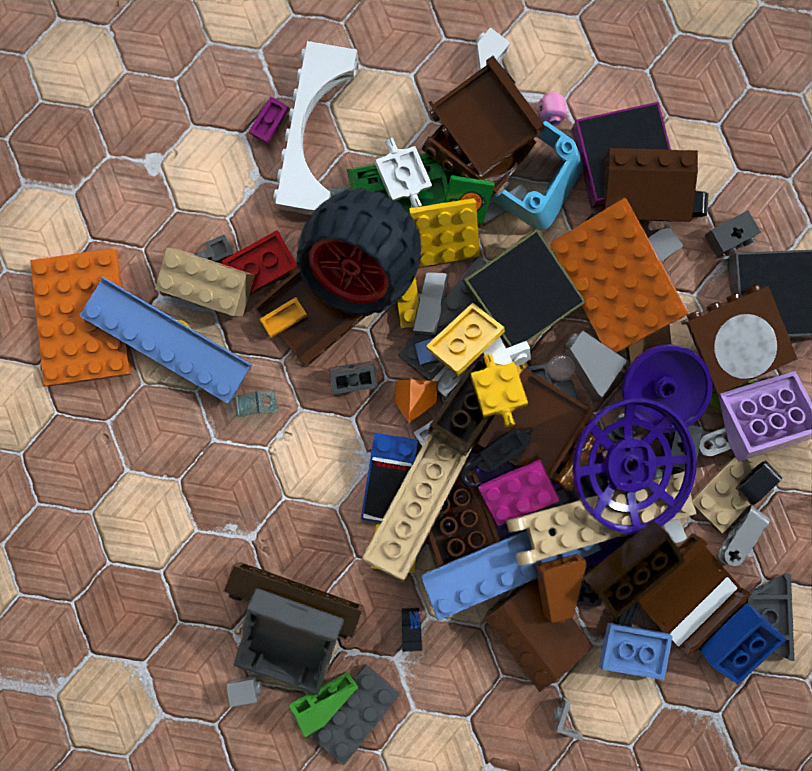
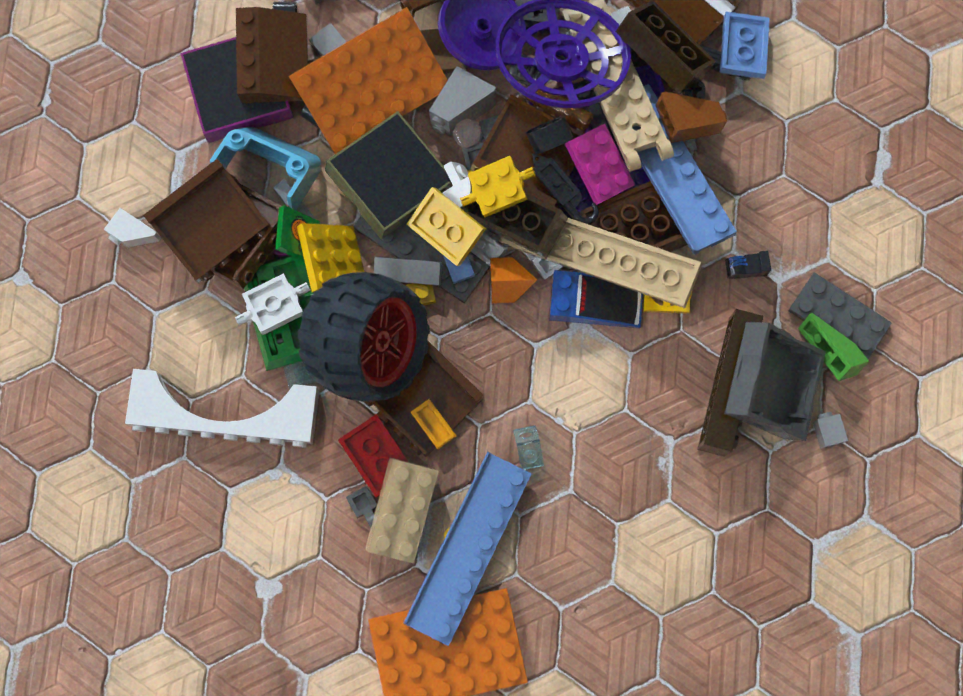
camera: 90 degrees left, 5 degrees down
(269, 120) = (214, 461): magenta plate -> none
(352, 377) = (493, 344): dark grey brick -> none
(536, 644) = (744, 143): reddish brown slope -> none
(550, 446) = (549, 134): none -> black beam
(552, 108) = (189, 161): bright pink head -> none
(559, 716) = (818, 114): light grey bracket -> none

